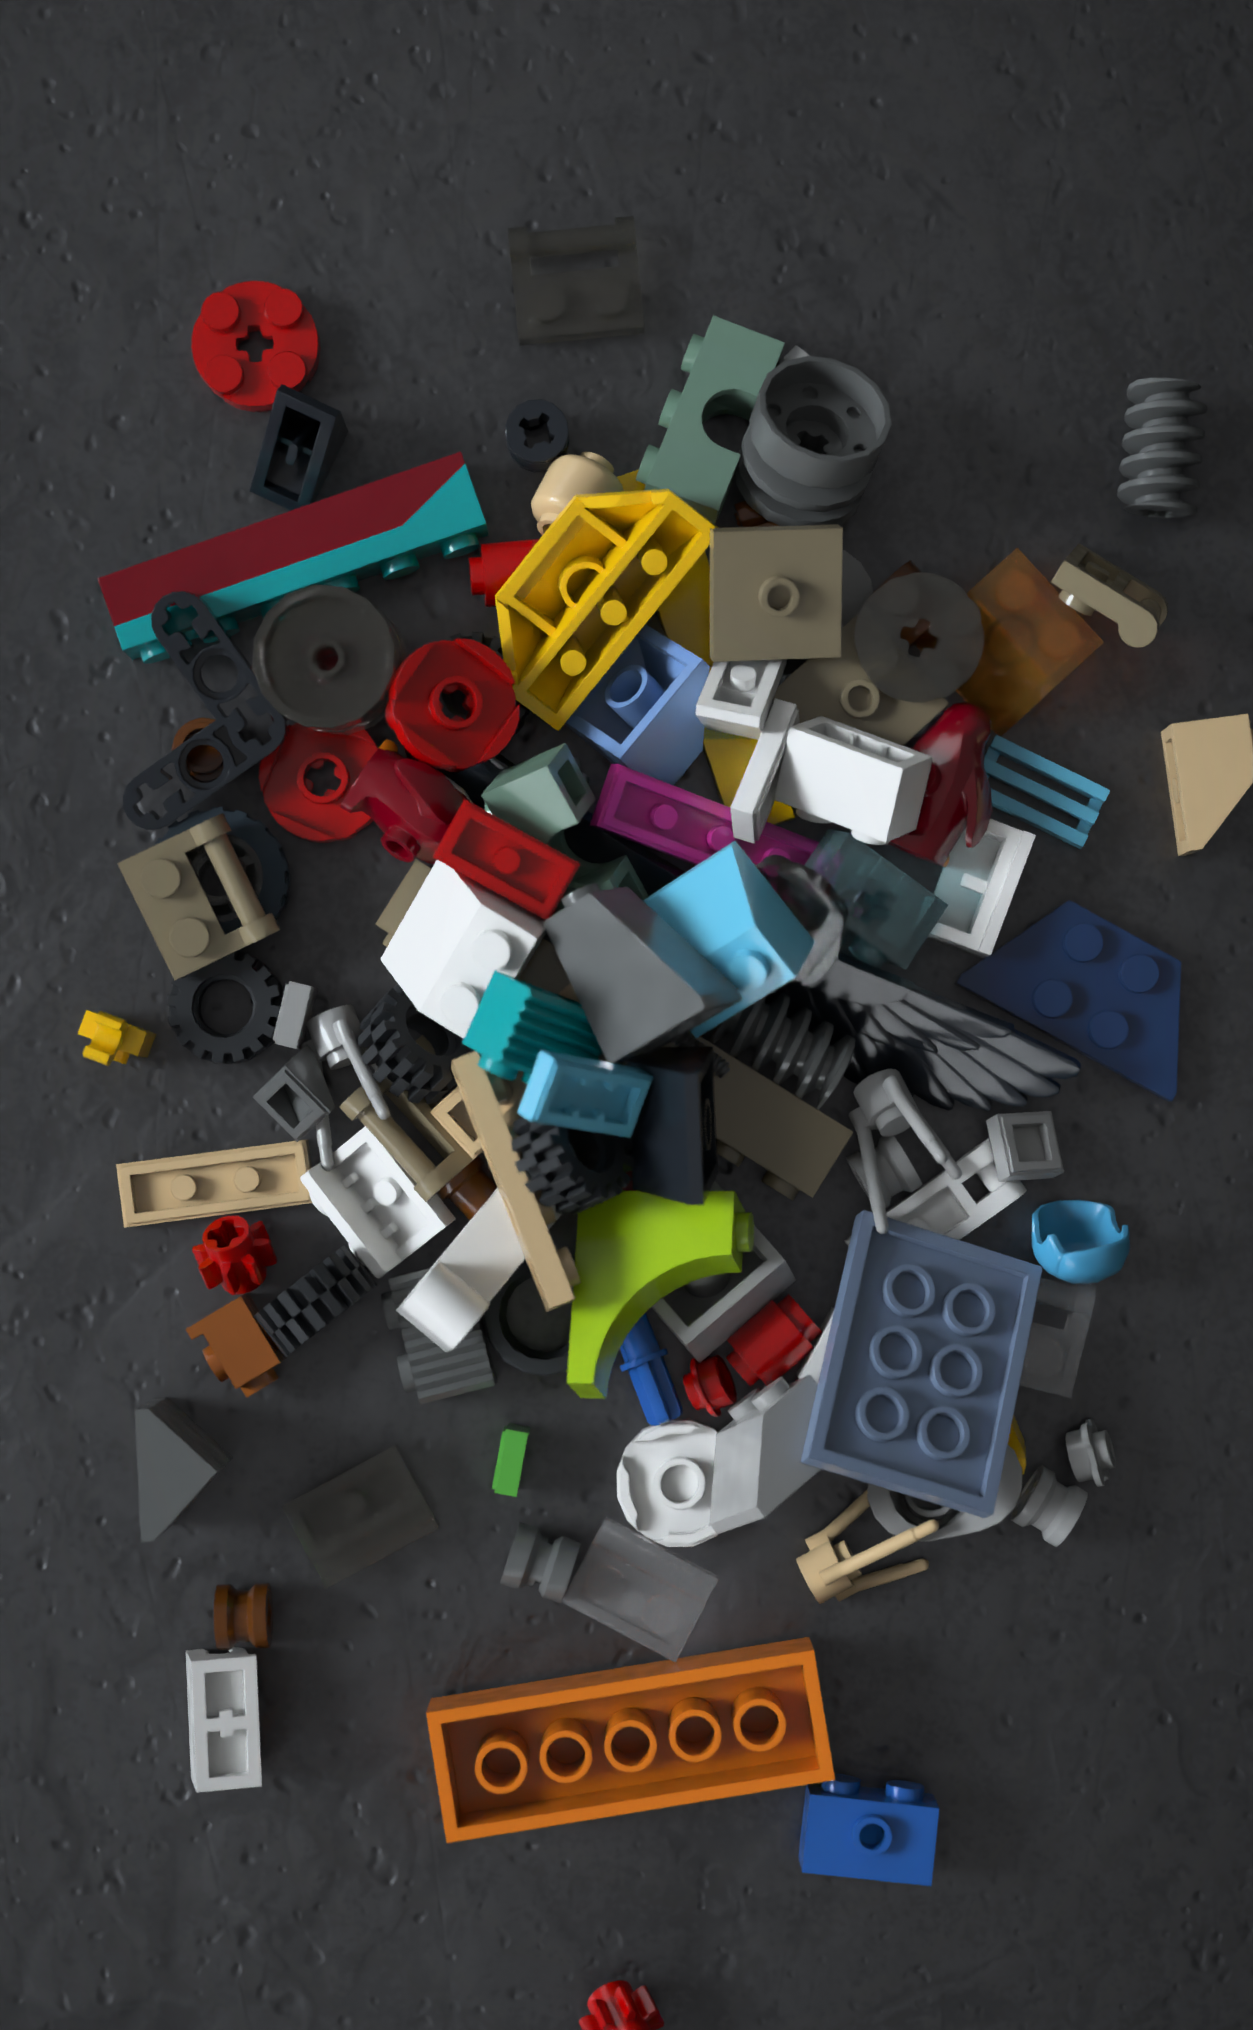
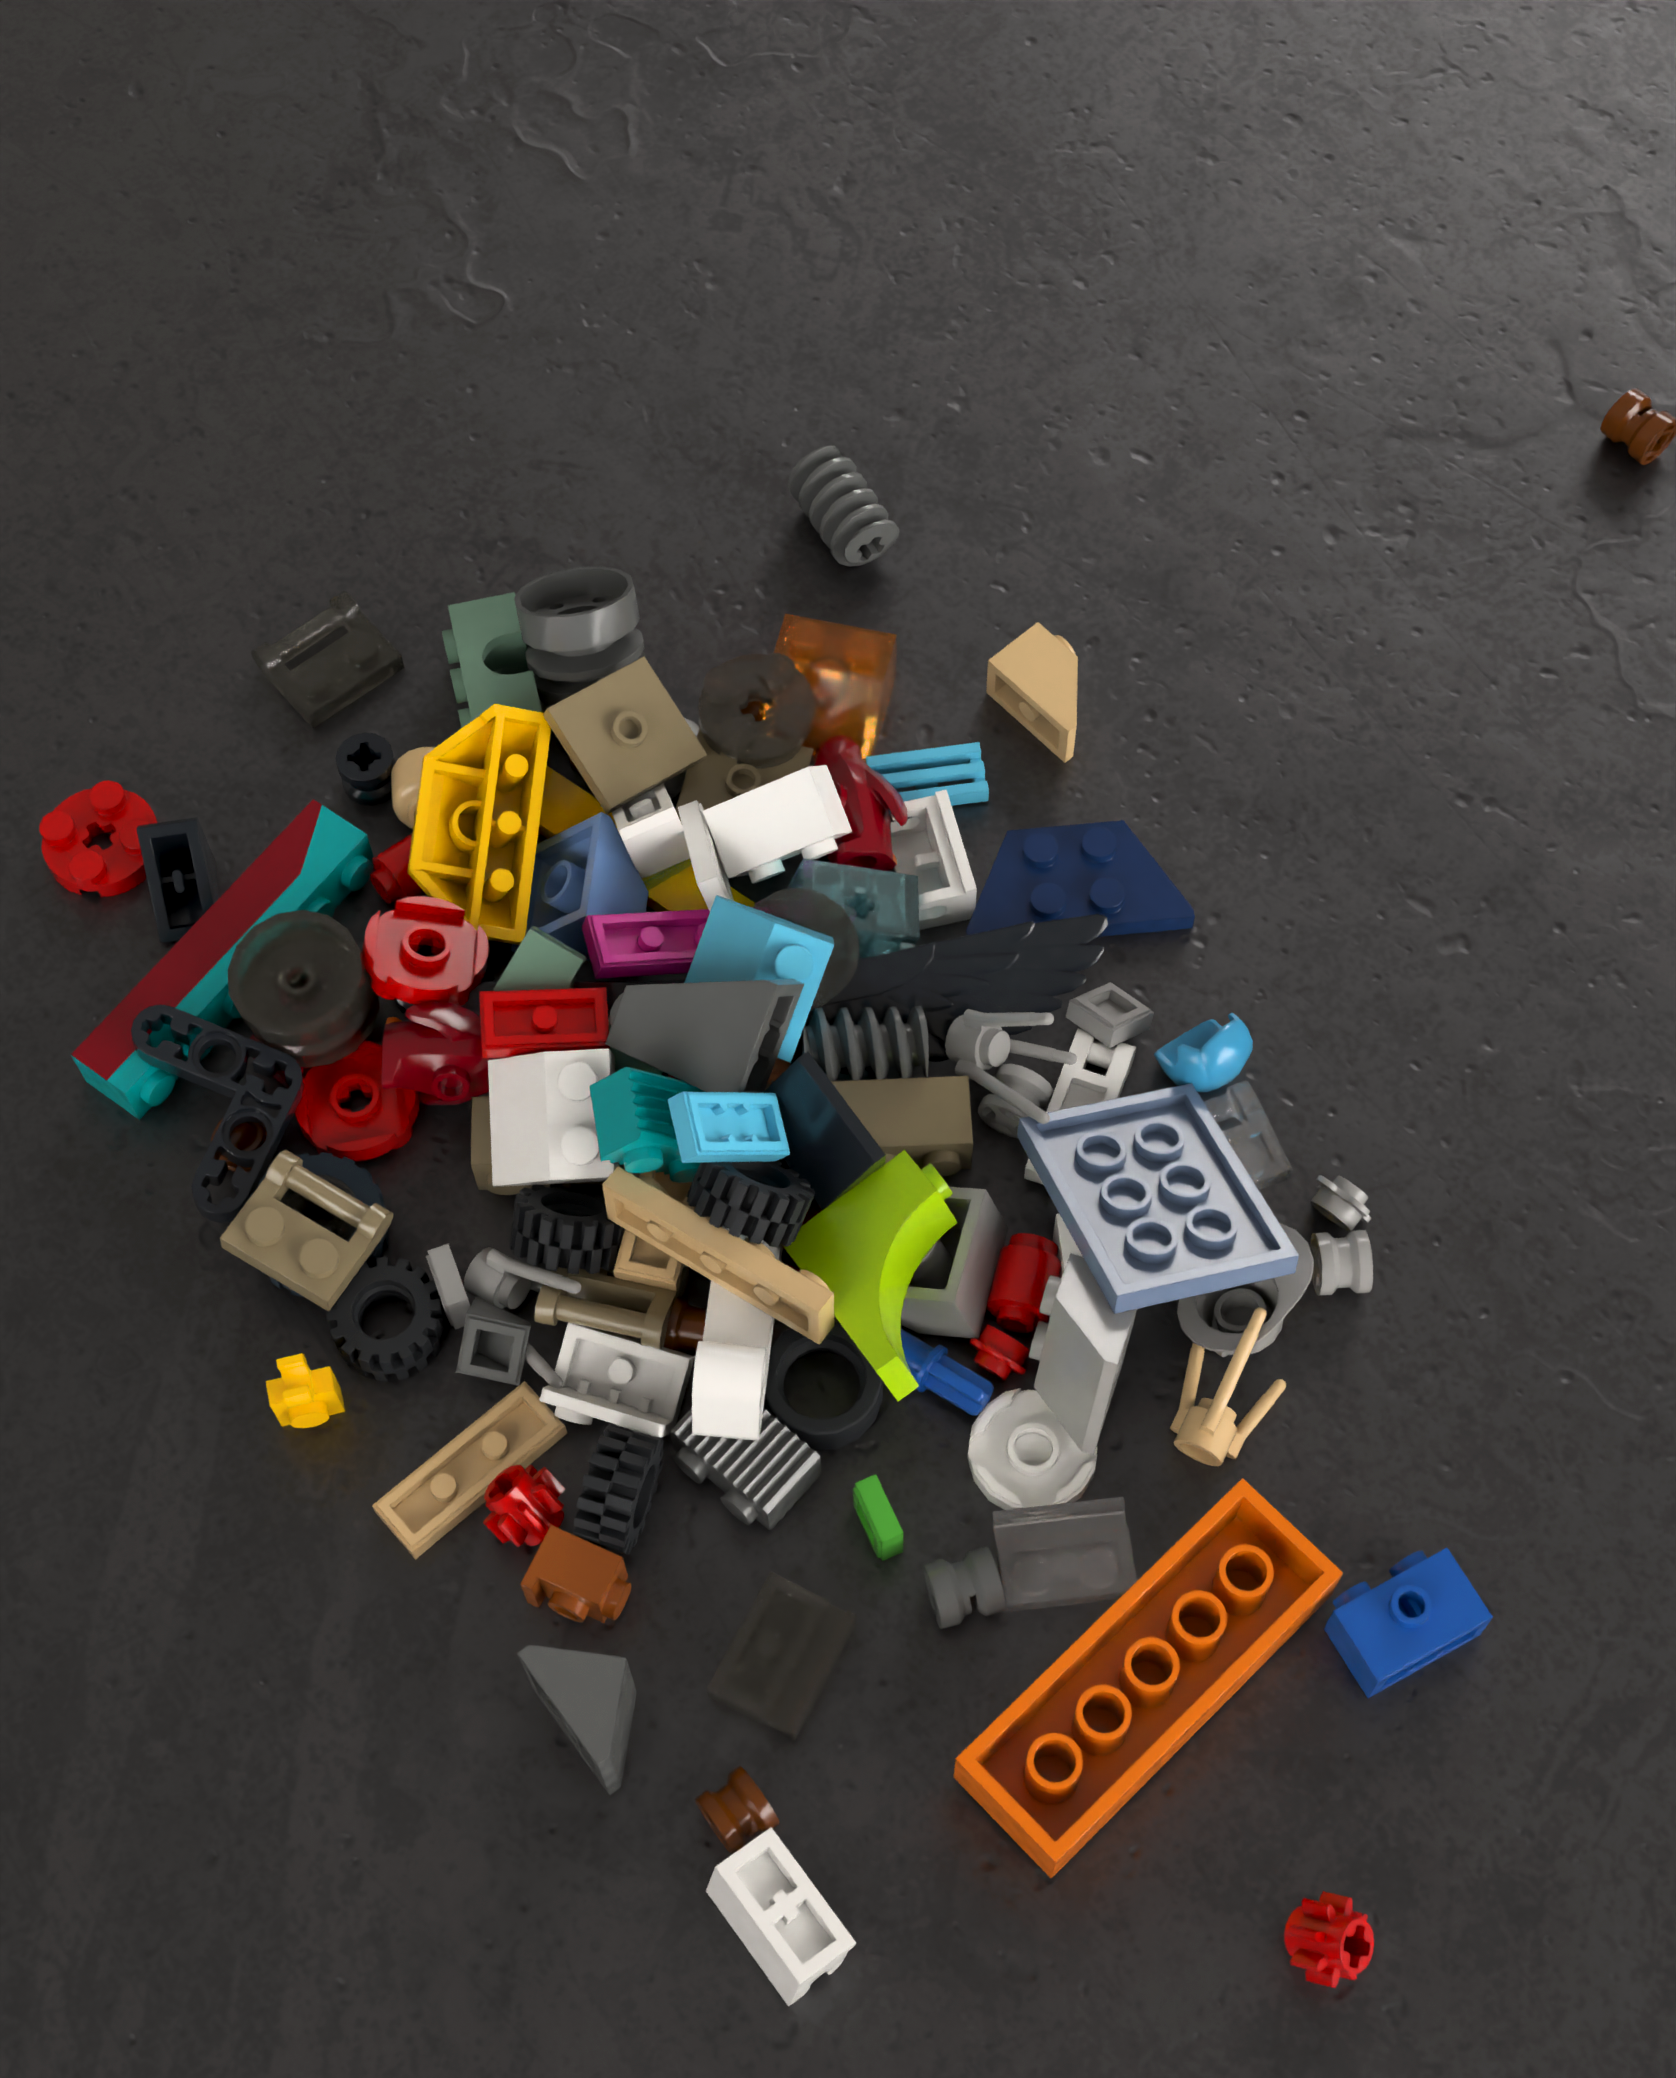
camera: 30 degrees left, 25 degrees down
(1098, 585) = (880, 604): dark tan plate -> none

